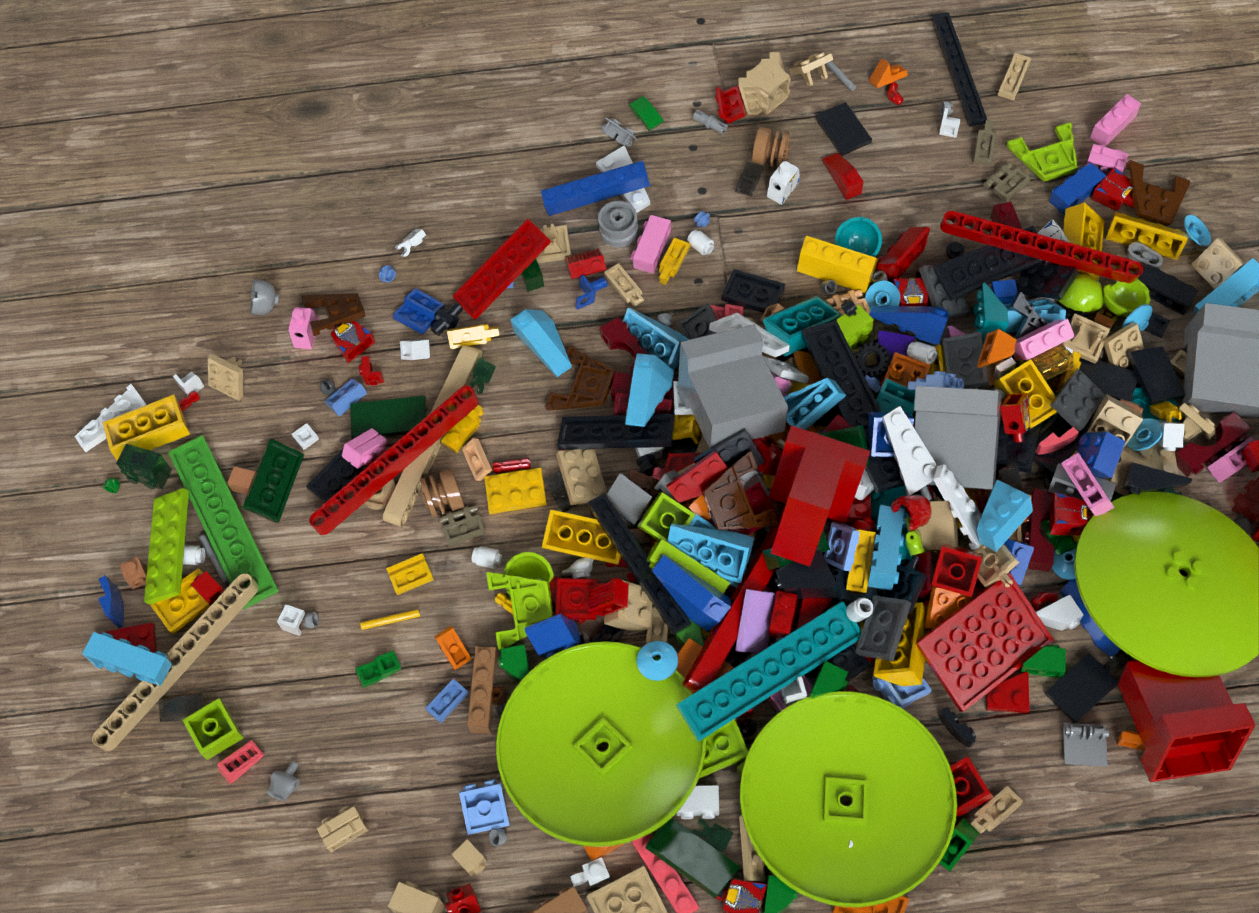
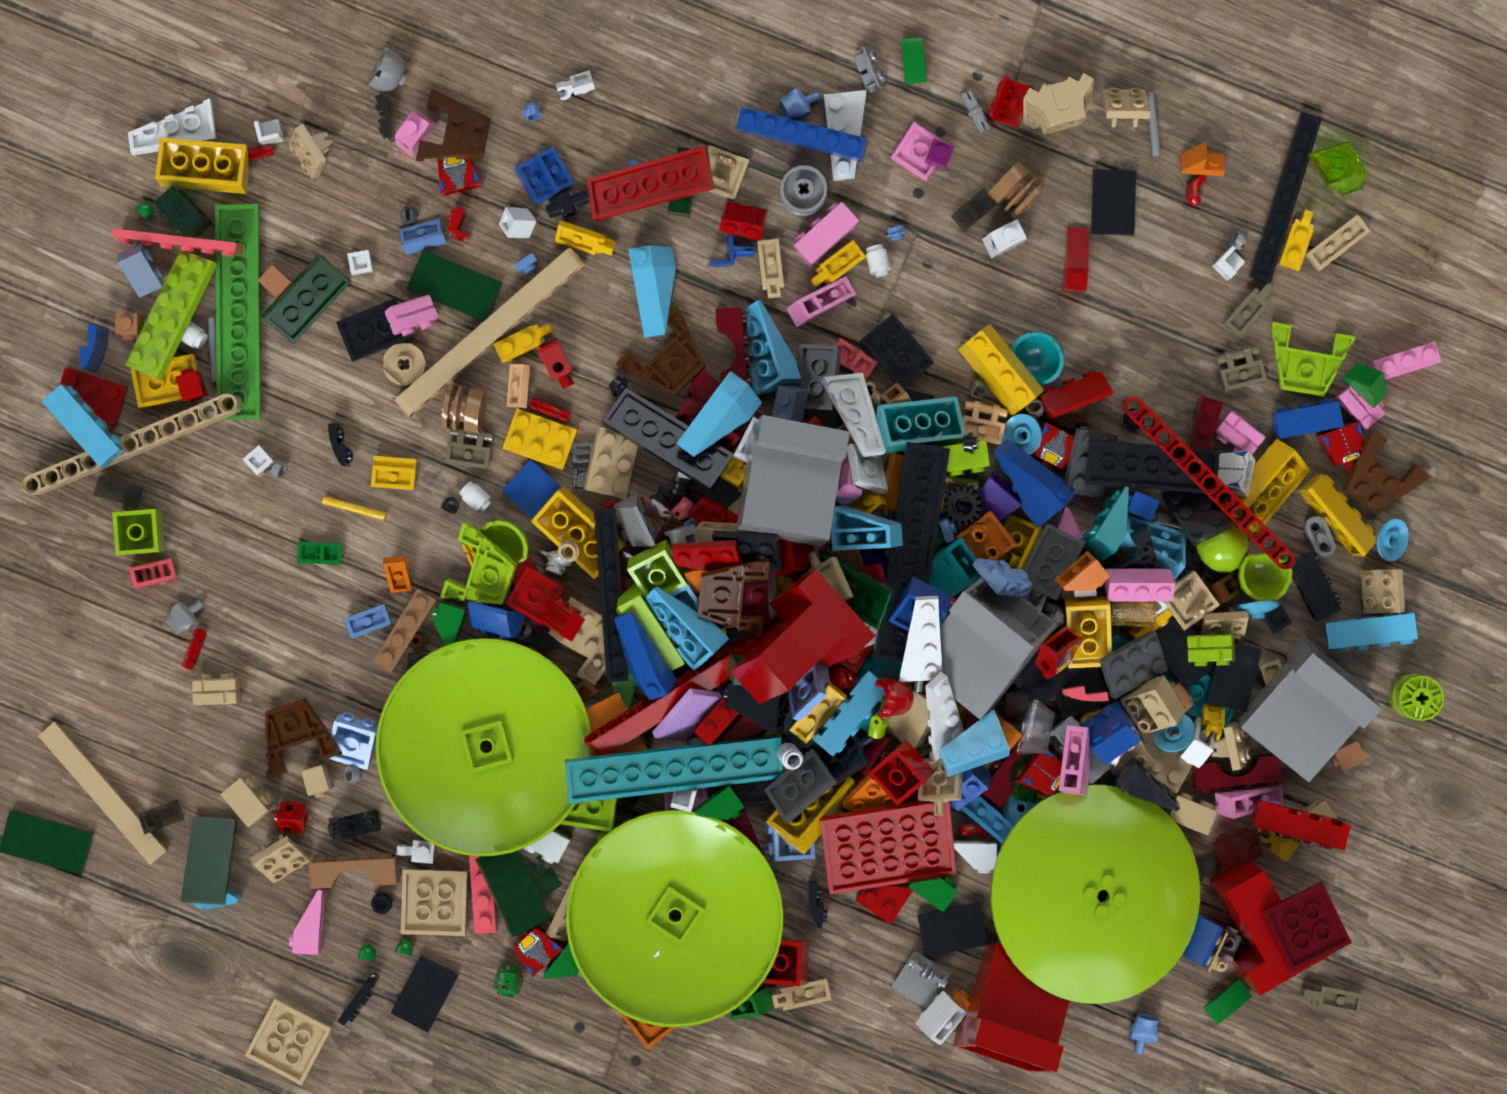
camera: 20 degrees right, 25 degrees up
(127, 525) = (140, 270): none -> sand blue brick
(147, 490) = (186, 243): none -> coral plate
(276, 329) = (387, 124): none -> clear smoke slope
(306, 805) = (194, 649): none -> red axle
(354, 576) = (342, 452): none -> black slope
(386, 463) = (424, 345): red beam -> none
(424, 822) = (292, 726): none -> reddish brown wing
(437, 372) = (526, 264): none -> medium blue plate
(469, 575) = (450, 505): none -> black hinge
(482, 374) = (571, 289): clear green plate -> none
(497, 424) = (552, 353): none -> red torso
(520, 880) = (354, 825): none -> black bracket
(527, 530) = (531, 488): none -> blue tile
(555, 420) = (618, 385): none -> black plate
(577, 173) = (796, 104): none -> medium blue piece
(585, 544) = (563, 553): none -> tan plate
(661, 668) = (587, 700): medium azure dish -> none
(665, 319) = (788, 333): light grey hinge -> none
(674, 288) = (820, 301): none -> bright pink slope
(686, 164) = (913, 151): none -> bright pink tile
(701, 153) = (939, 154): none -> magenta brick
(922, 352) = (1017, 525): white brick -> none
(984, 31) = (1340, 168): none -> clear neon green slope
(987, 90) = (1297, 242): none -> yellow hinge
(1036, 217) = (1238, 433): none -> bright pink brick
(1038, 484) = (1036, 729): none -> clear slope
(1050, 582) = (988, 818): none -> dark azure plate
(1102, 139) = (1367, 383): none -> green slope
(1124, 762) = (941, 1018): none -> white brick
(1127, 359) = (1211, 649): none -> lime brick
(1206, 490) = (1193, 814): none -> tan brick

